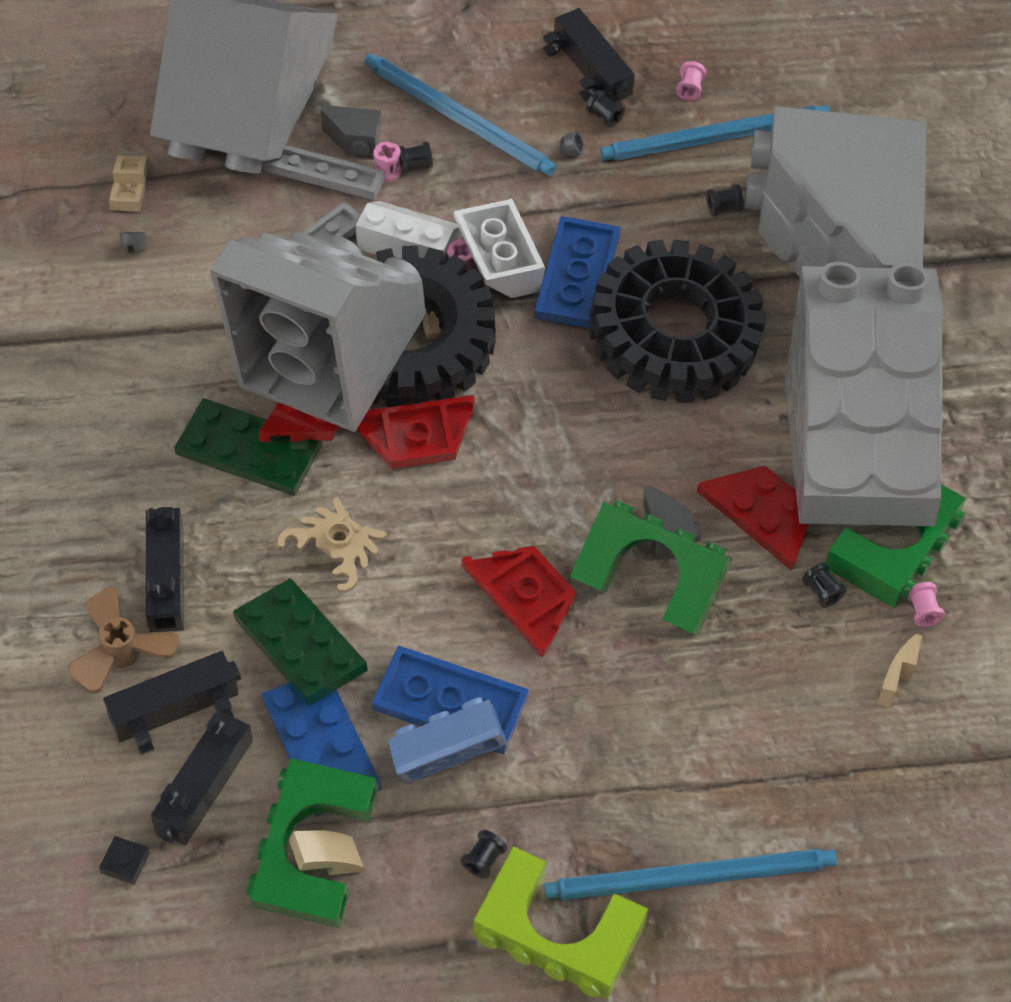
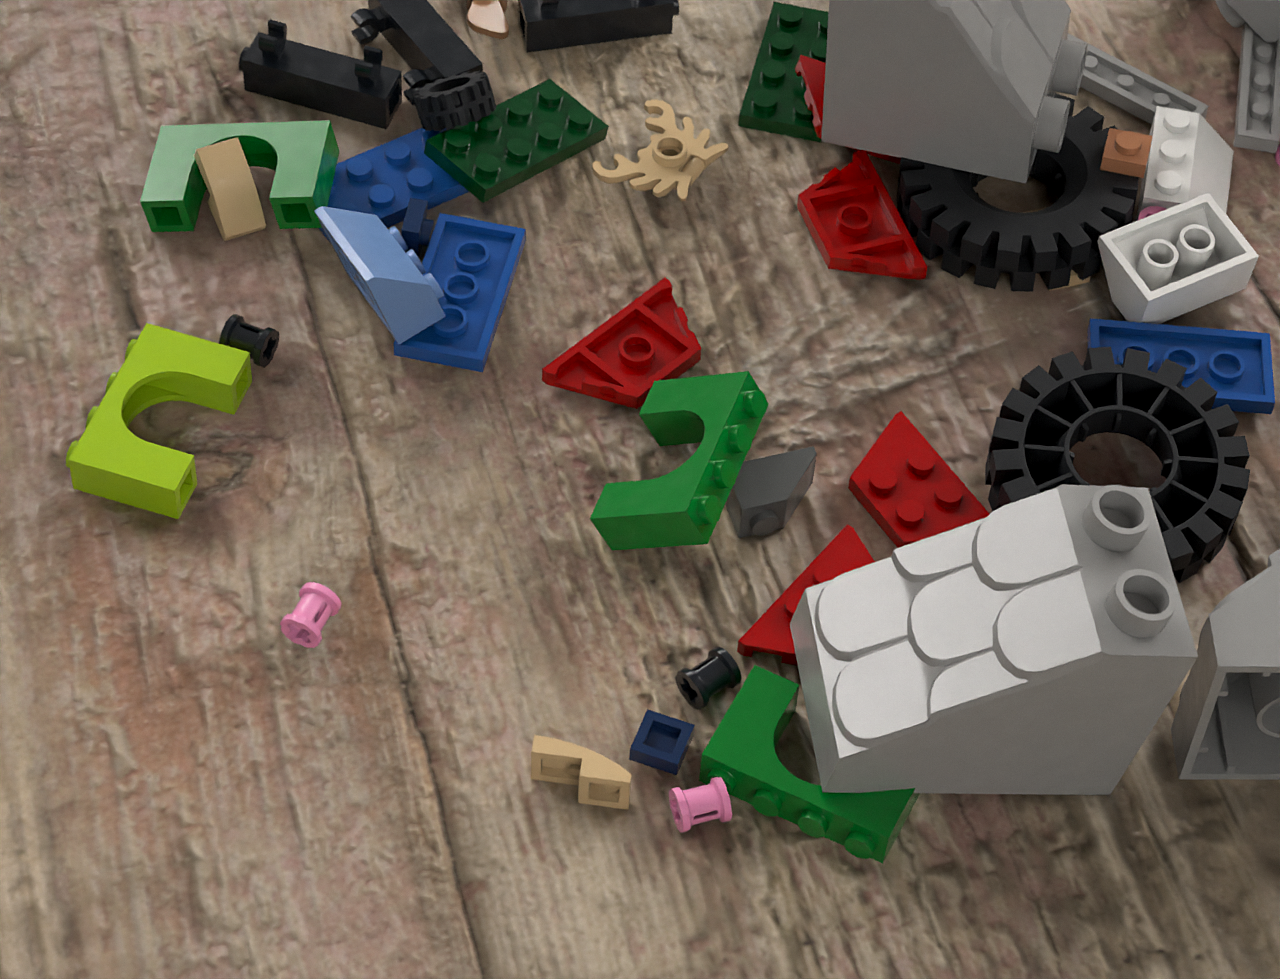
camera: 80 degrees right, 5 degrees down
(124, 860) = (217, 38): black plate -> none
(283, 677) = (454, 101): none -> black tyre
(383, 722) = (416, 227): none -> dark blue plate
(411, 247) = (1126, 152): none -> nougat plate
(668, 442) = (911, 487): none -> red wing
(690, 874) = (247, 571): dark azure piece -> none
(755, 829) = (310, 614): none -> bright pink bush
(874, 620) = (661, 742): none -> dark blue plate

